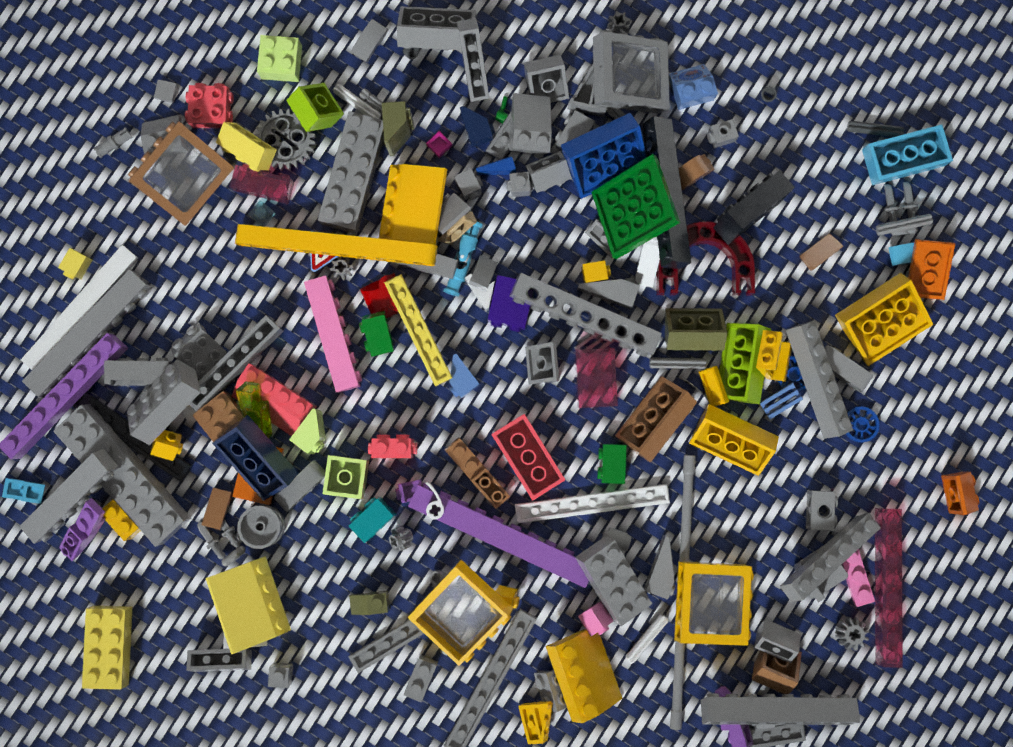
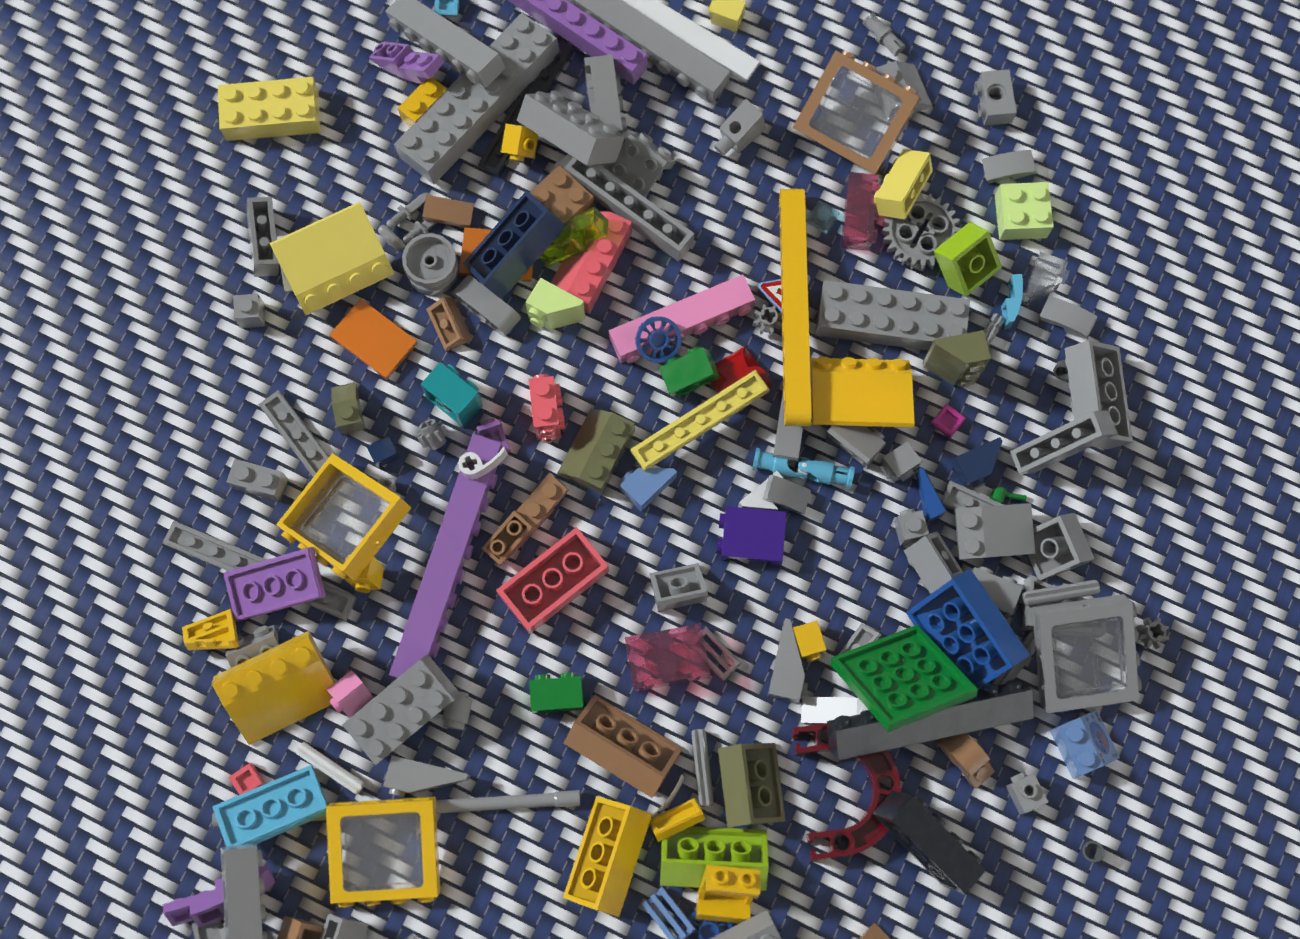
camera: 85 degrees right, 10 degrees down
(165, 91) = (958, 85): light grey tile -> none
(172, 57) = (996, 84): none -> light grey brick
(174, 261) = (740, 128): none -> light grey torso
(208, 105) = (949, 136): coral brick -> none
(239, 63) = (1007, 165): none -> light grey slope
(310, 516) = (449, 323): none -> medium nougat slope
(315, 577) = (373, 339): none -> orange tile
(335, 52) = (1045, 277): none -> clear slope
(345, 477) = (502, 356): yellowish green brick -> none
(349, 354) = (658, 339): none -> blue wheel
(356, 102) = (986, 307): white axle -> none
(357, 81) = (1012, 304): none -> medium azure slope
(408, 578) = (383, 451): none -> dark blue slope
(428, 412) = (597, 450): none -> olive slope
(458, 229) = (839, 455): tan slope -> none
(506, 670) = (274, 584): none -> medium lavender tile
(586, 85) = (1061, 592): none -> light grey axle
(592, 503) = (502, 676): white tile -> none
(648, 336) = (732, 723): light grey brick -> none
(649, 701) = (246, 779): none -> coral tile
(674, 684) = (271, 808): none -> medium azure tile

